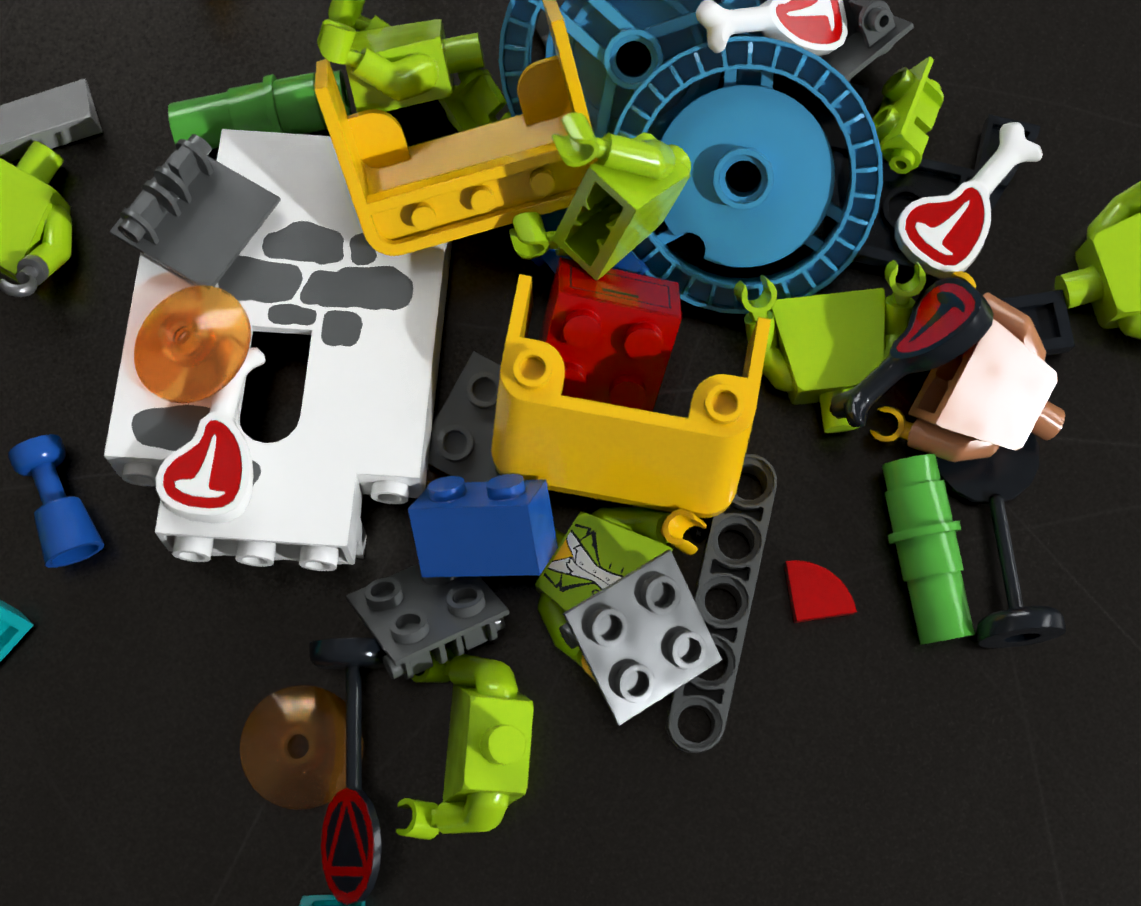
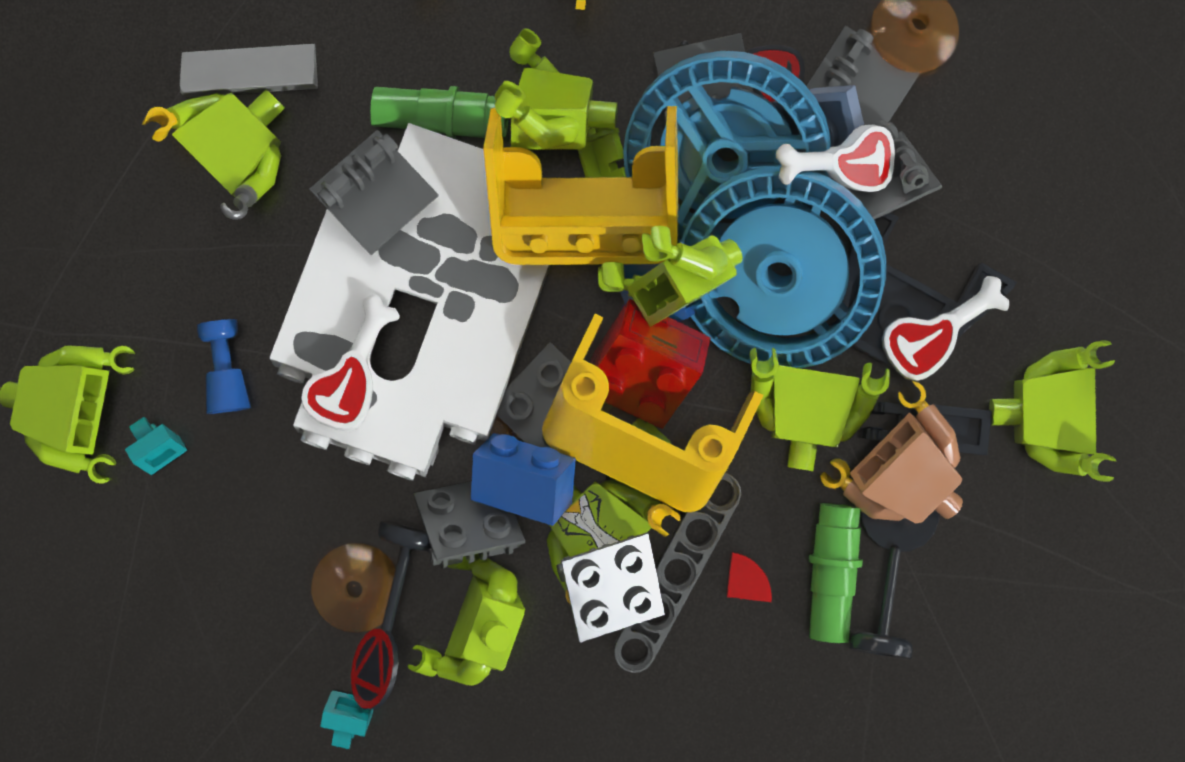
camera: 15 degrees right, 10 degrees up
(205, 356) = (365, 303): clear orange dish -> none
(907, 115) = (925, 235): lime hinge -> none
(941, 327) = (889, 425): black piece -> none

